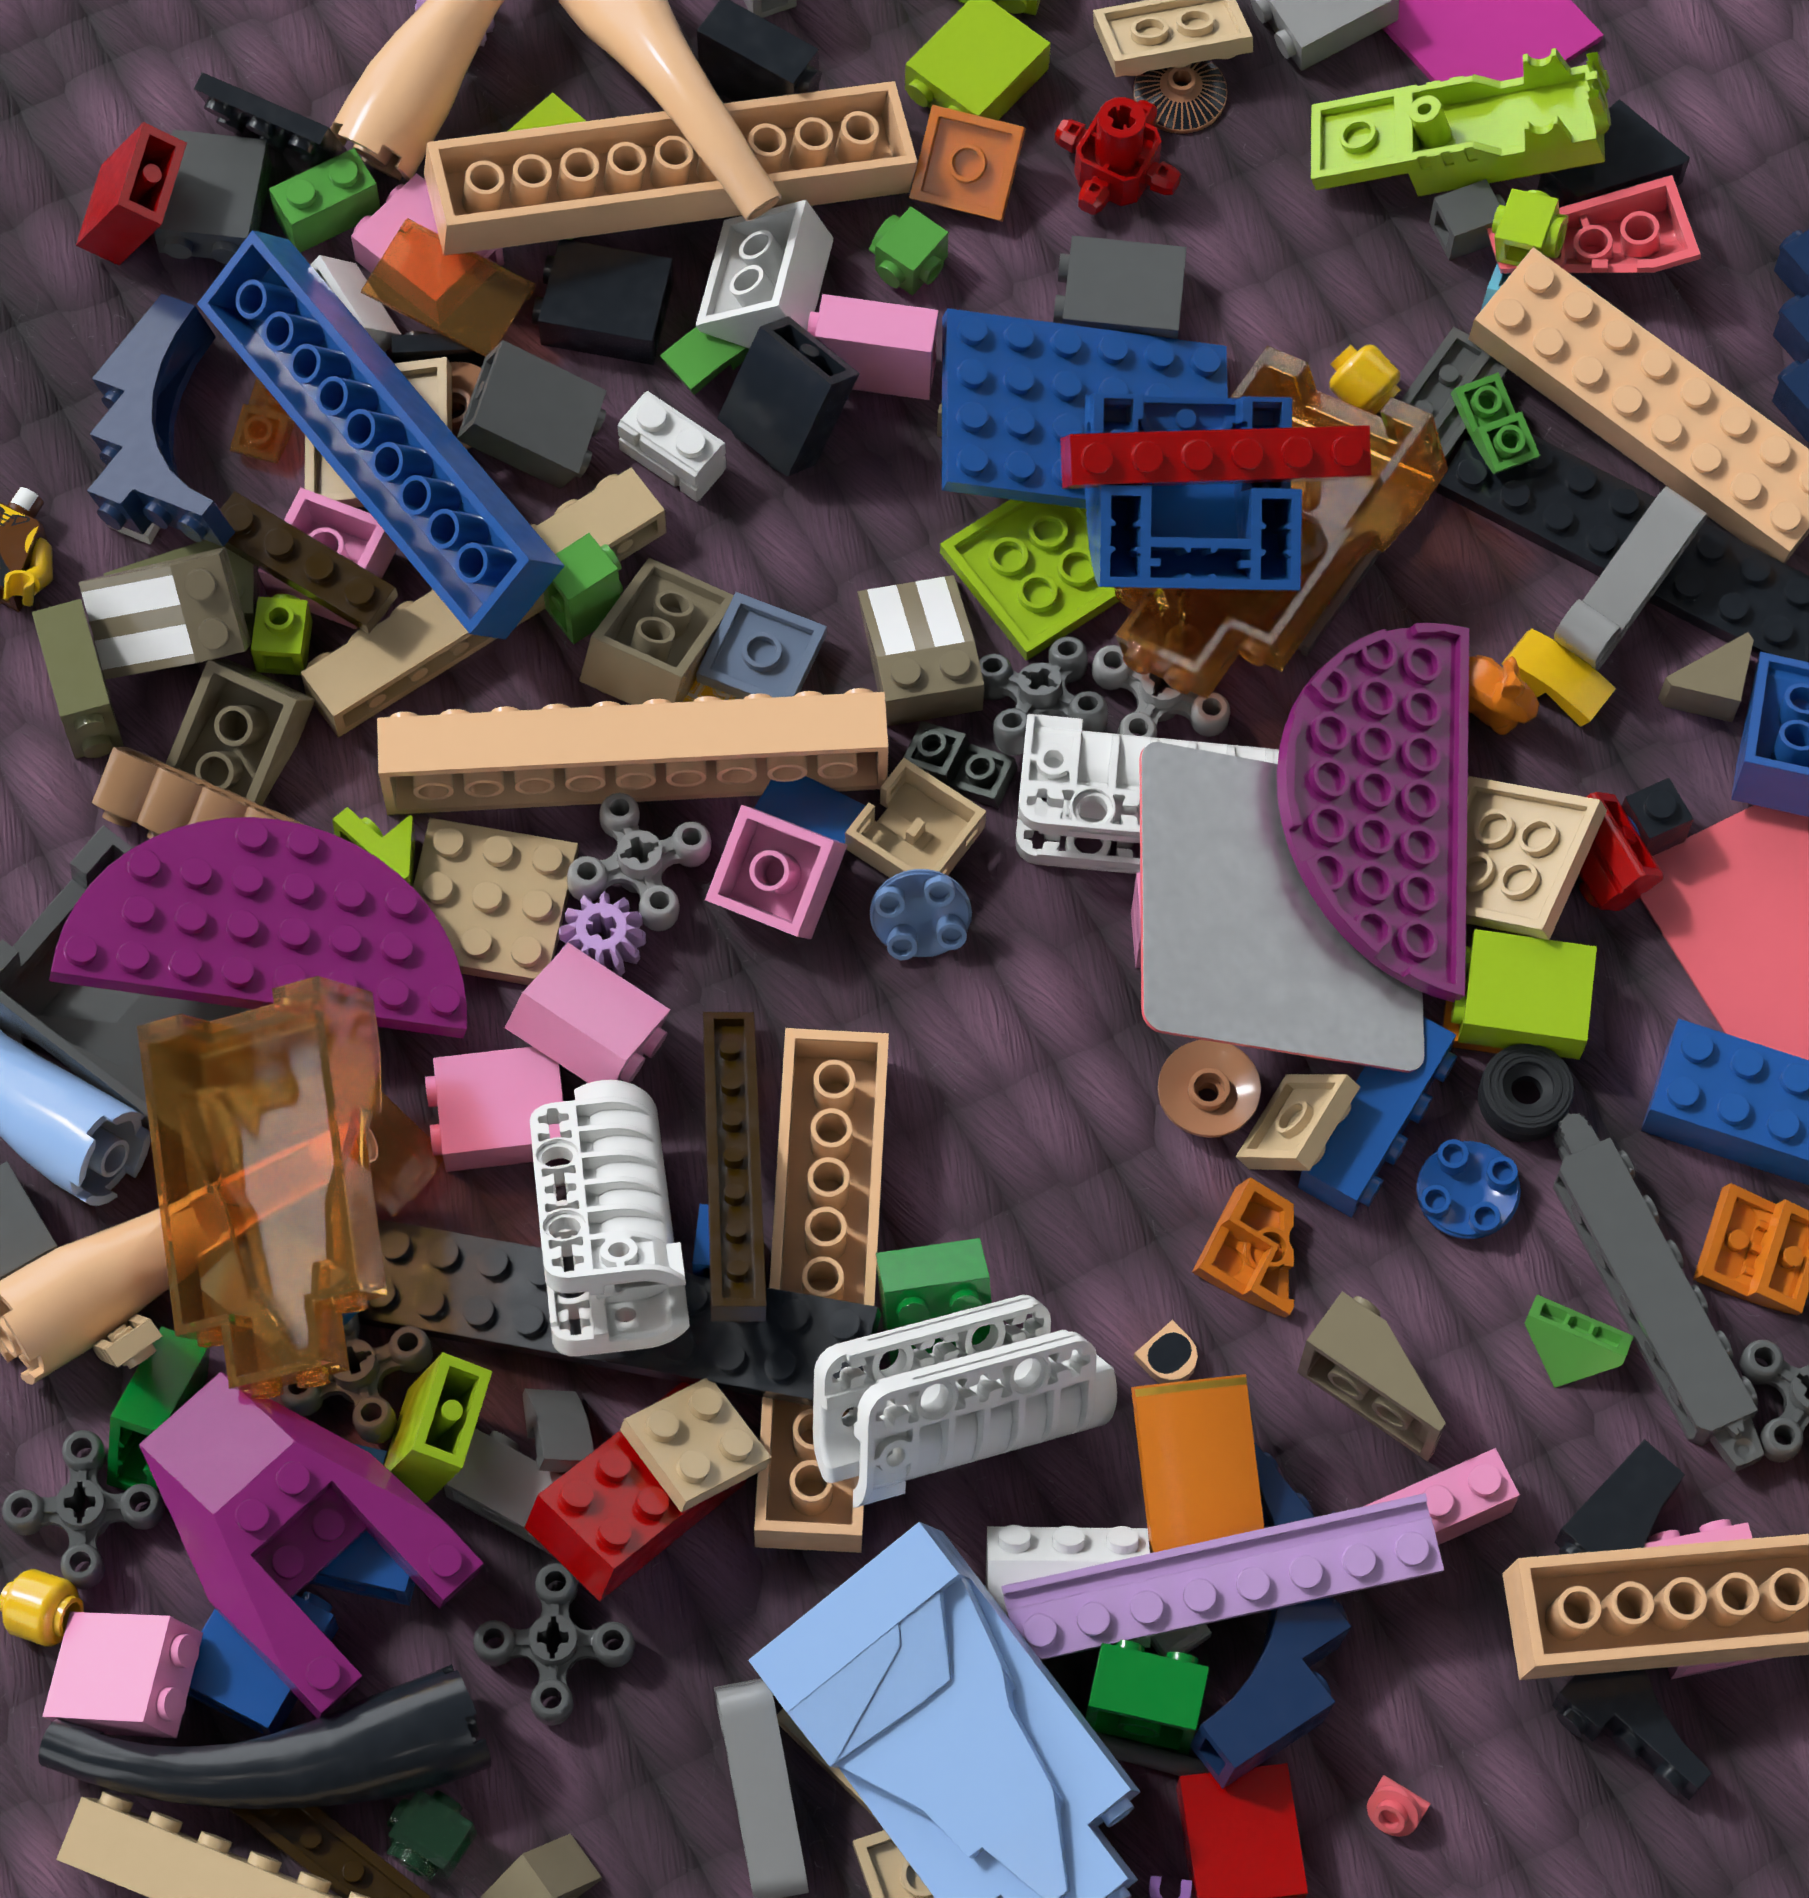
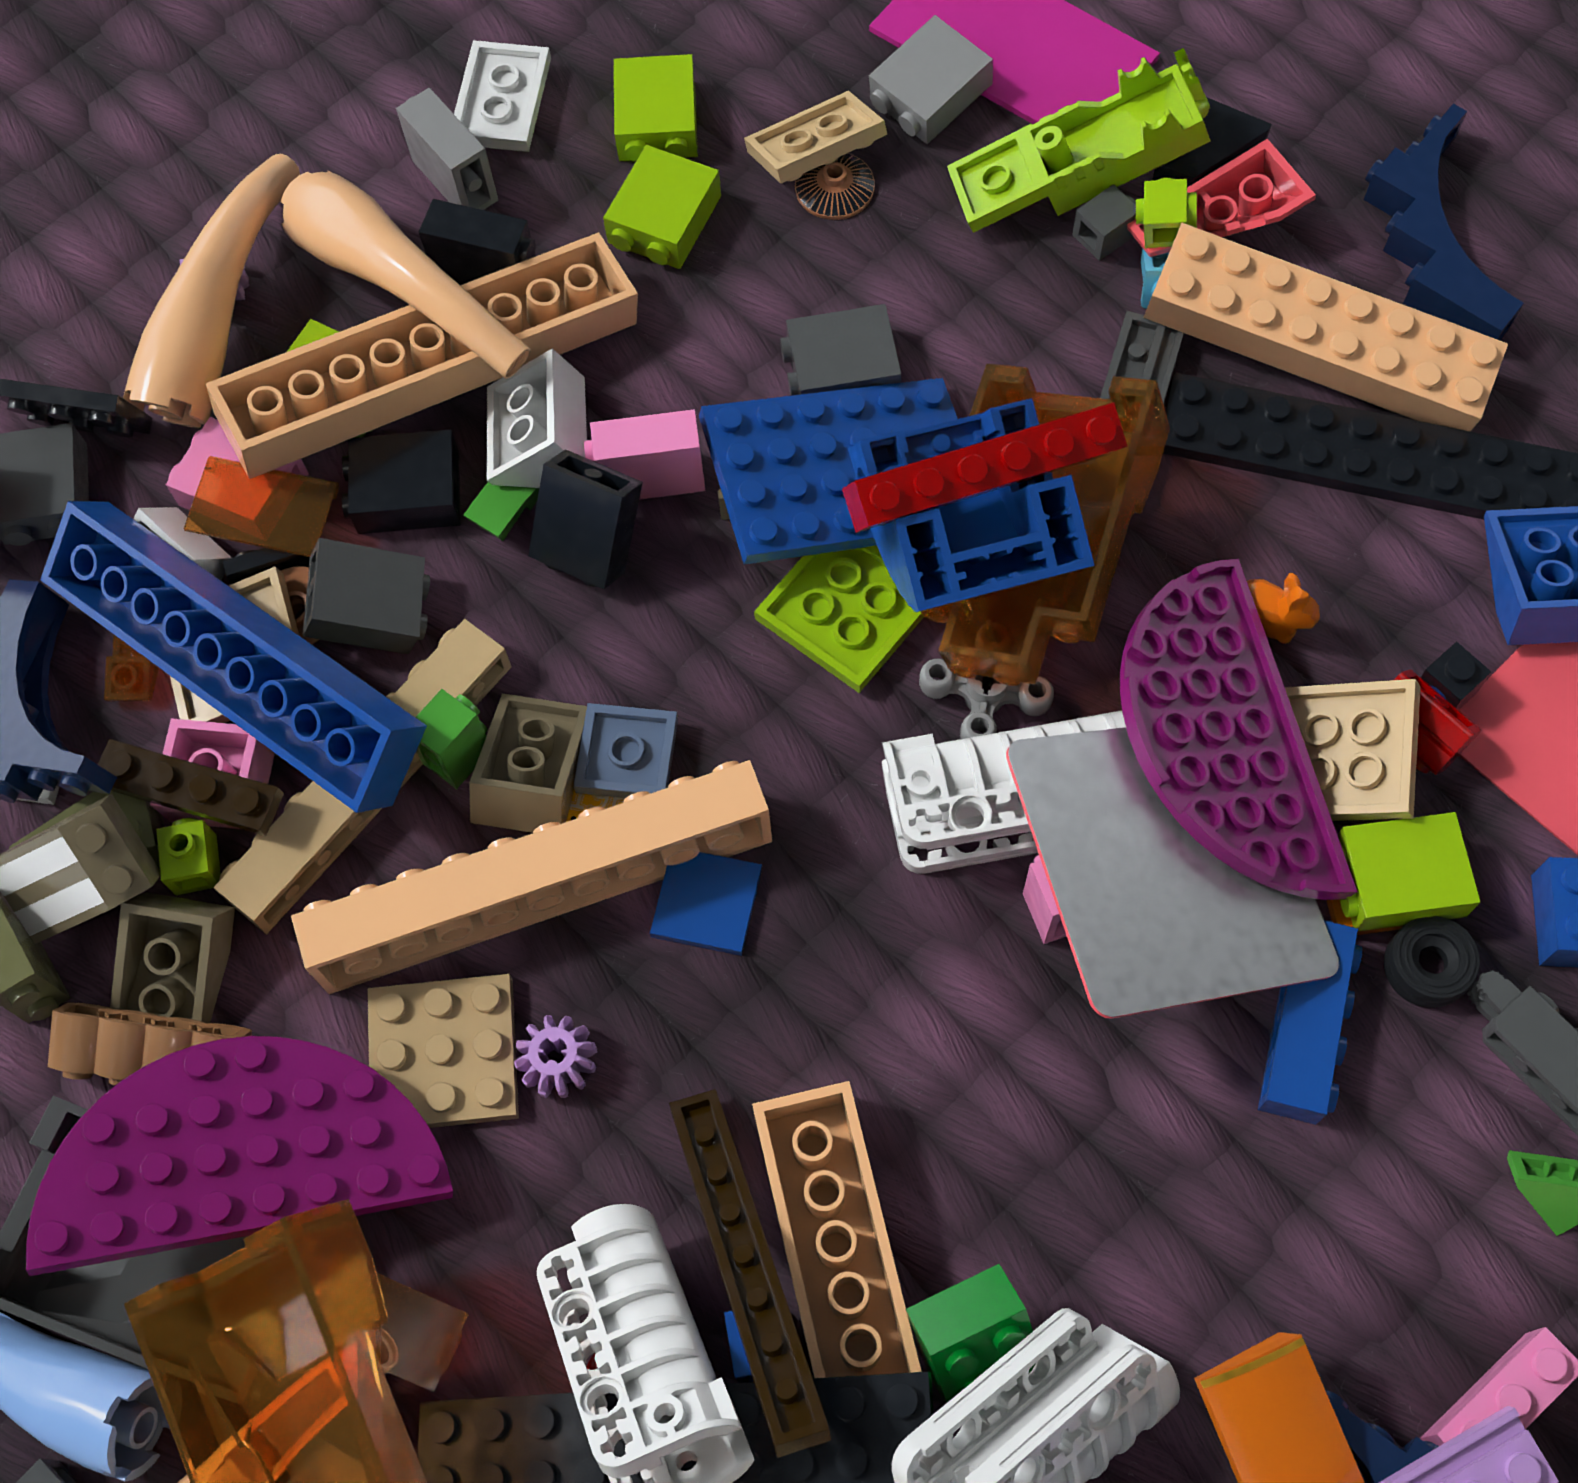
camera: 10 degrees left, 0 degrees up
(325, 200) = (136, 461): bright green brick -> none
(394, 848) = (342, 1032): lime slope -> none
(489, 1104) = (495, 1253): bright pink brick -> none
(589, 1018) = (565, 1147): bright pink brick -> none
(639, 861) = (559, 988): light grey gear -> none
(672, 446) = (495, 590): white brick -> none
(776, 872) = (698, 953): bright pink brick -> none
(909, 250) = (652, 370): bright green brick -> none
(920, 829) = (813, 875): tan piece -> none
(920, 914) = (840, 953): medium blue dish -> none
(922, 650) = (766, 708): dark tan slope -> none
(962, 766) = (830, 803): pearl dark grey slope -> none
(967, 163) = (679, 285): orange plate -> none
(1041, 691) = (882, 720): dark grey gear -> none
(1117, 155) = (801, 246): red piece -> none
(1168, 1355) = (1200, 1313): tile -> none
(1213, 1067) = (1176, 1042): nougat dish -> none
(1252, 1248) = (1238, 1184): orange slope -> none
(1298, 1122) = (1246, 1053): tan plate -> none
(1365, 378) = (1068, 371): yellow head -> none
(1366, 1369) = (1400, 1280): dark tan slope -> none
(1468, 1189) = (1414, 1068): blue dish -> none
(1493, 424) = (1190, 382): bright green slope -> none
(1562, 675) = (1323, 577): yellow slope -> none
(1631, 578) = (1344, 510): light grey beam -> none
(1712, 683) = (1455, 550): dark tan slope -> none

